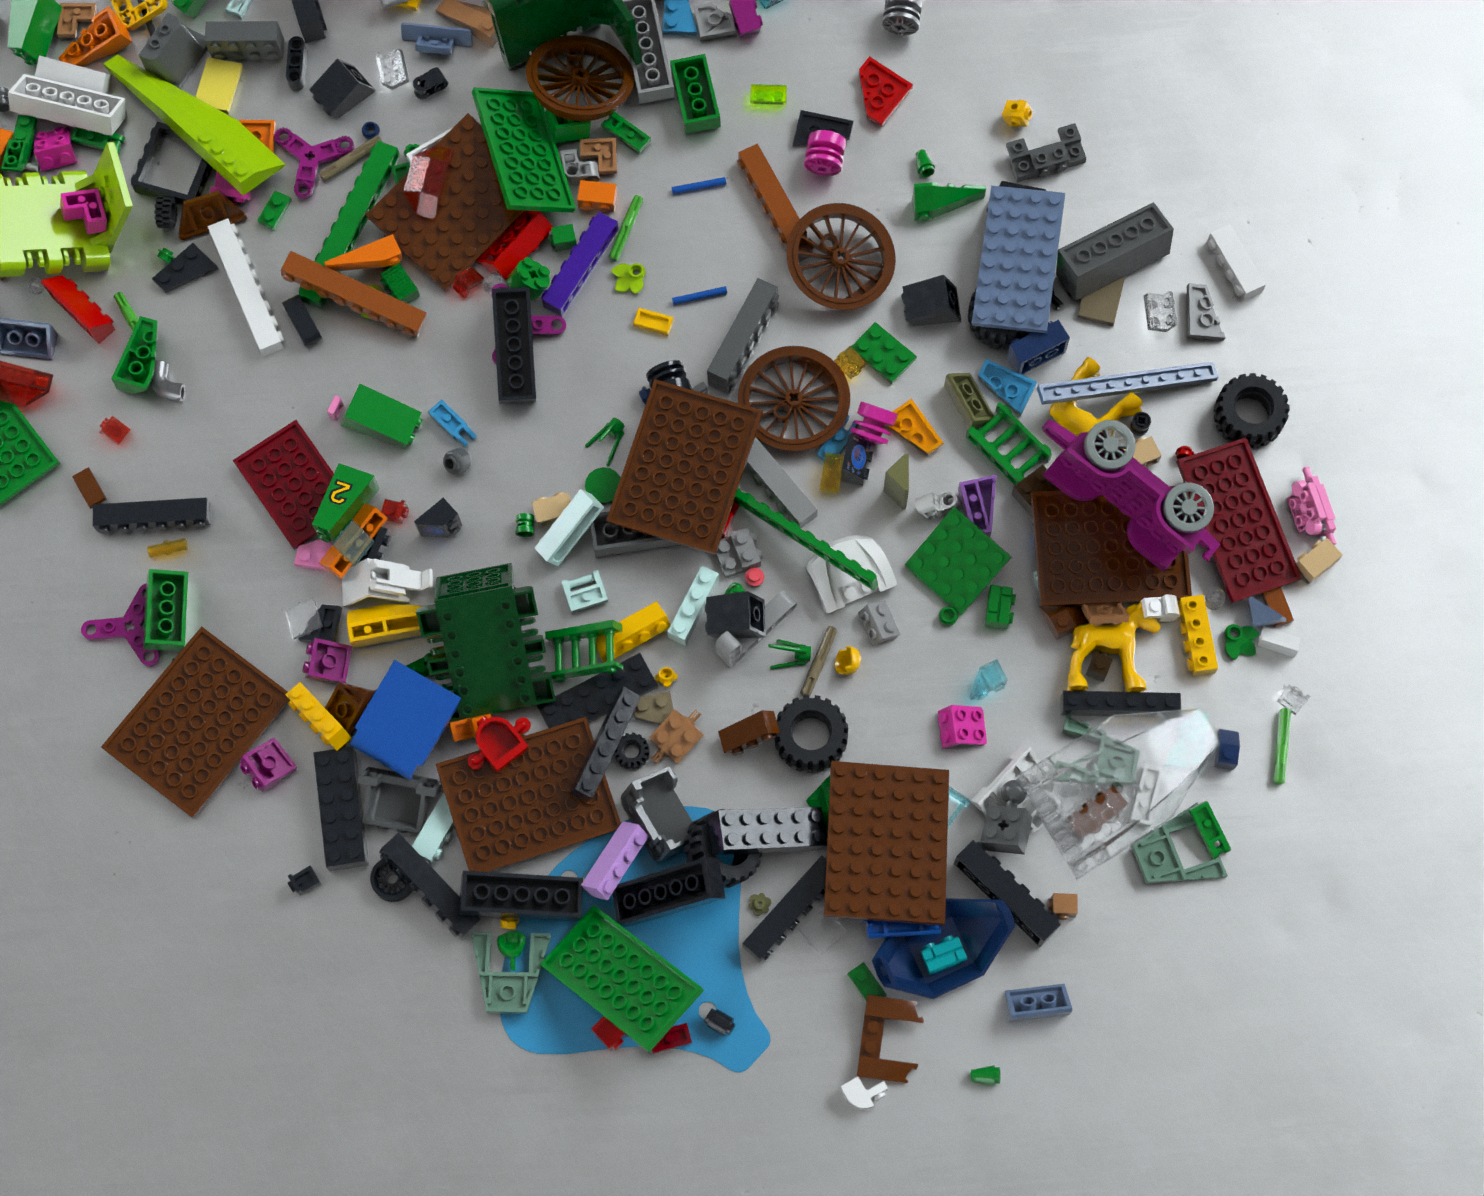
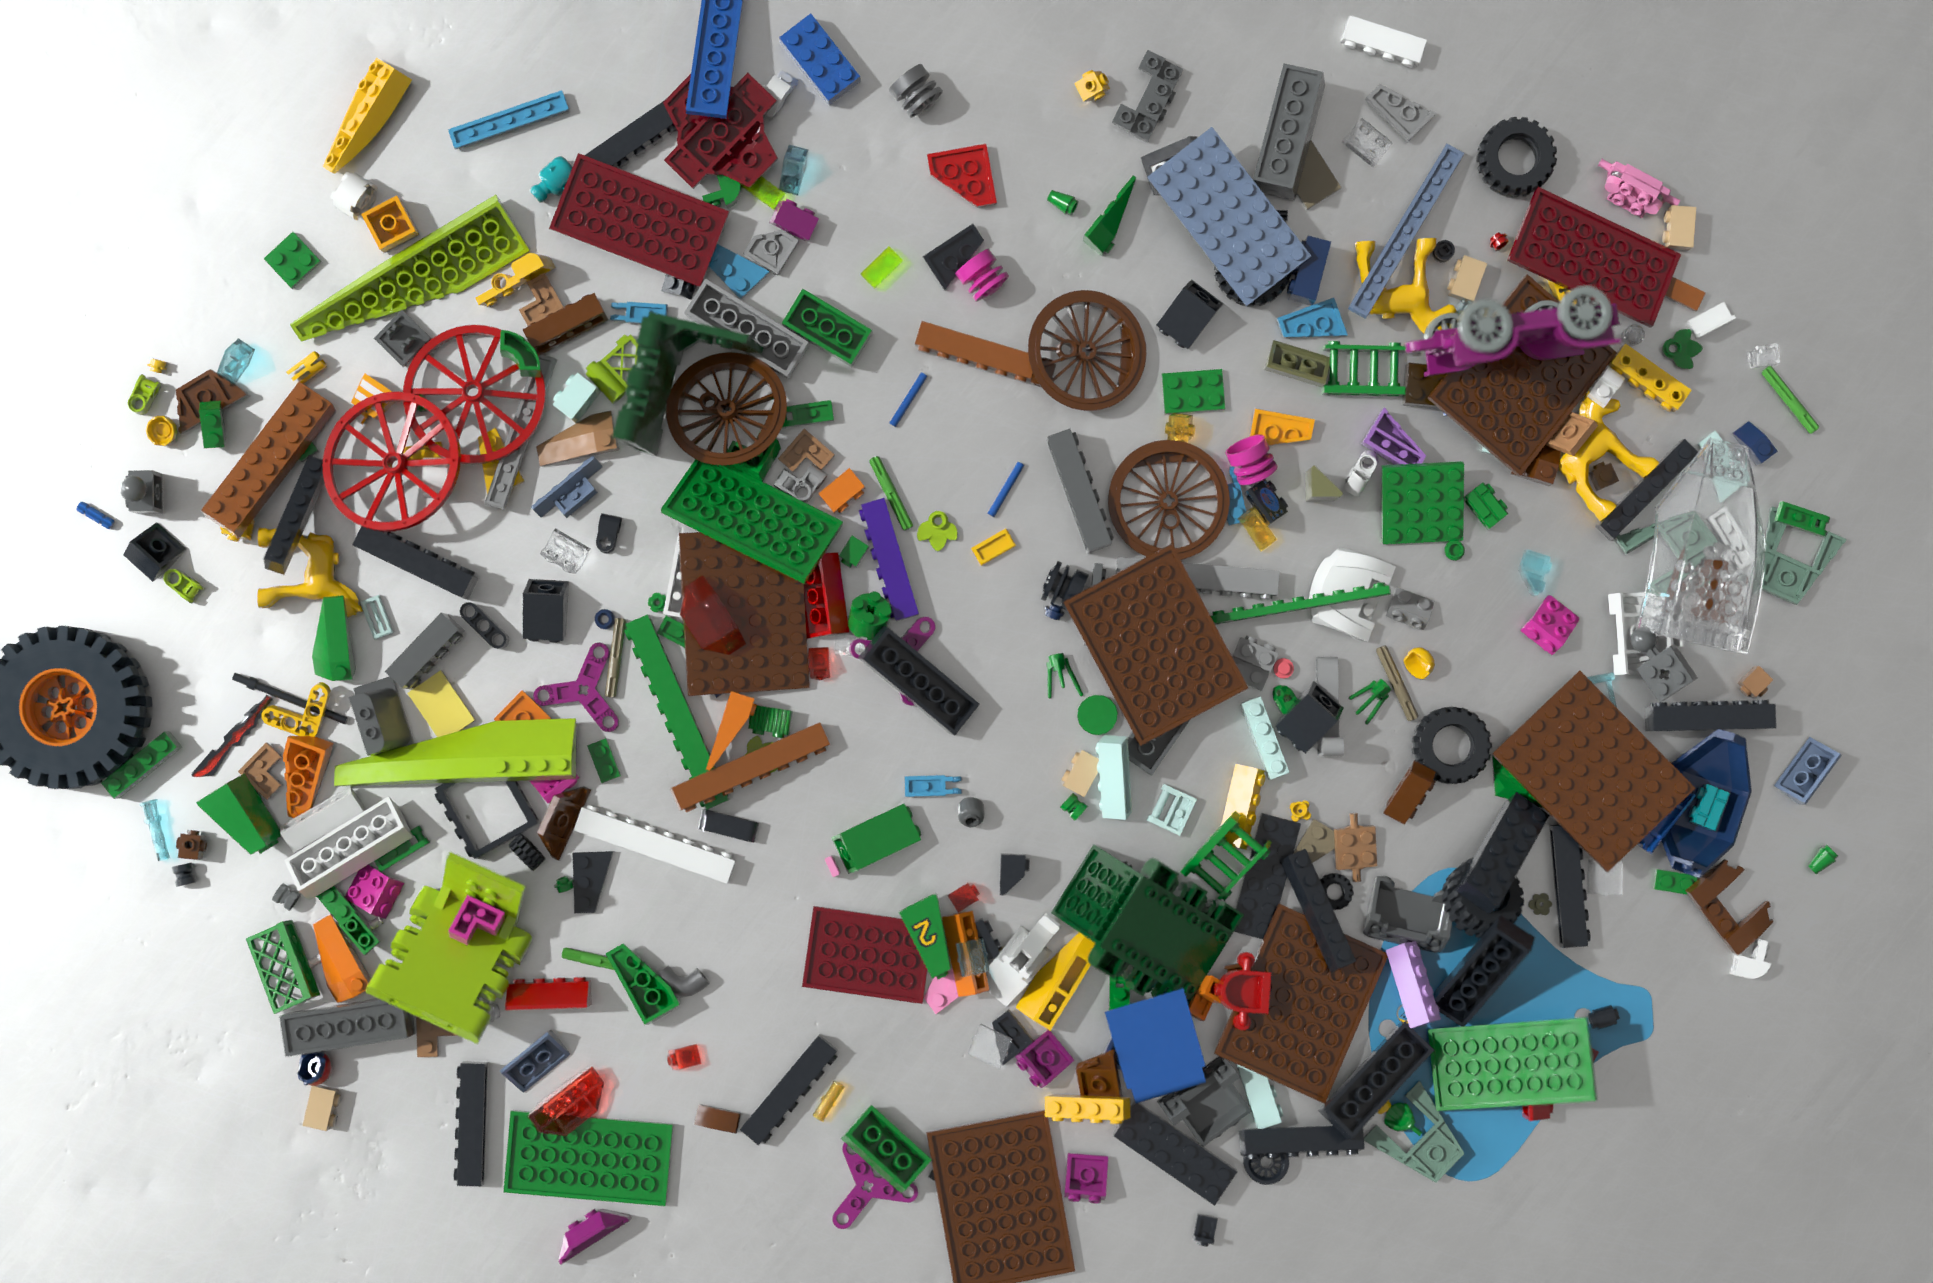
camera: 45 degrees left, 15 degrees up
(1264, 615) = (1682, 311): sand blue slope -> none

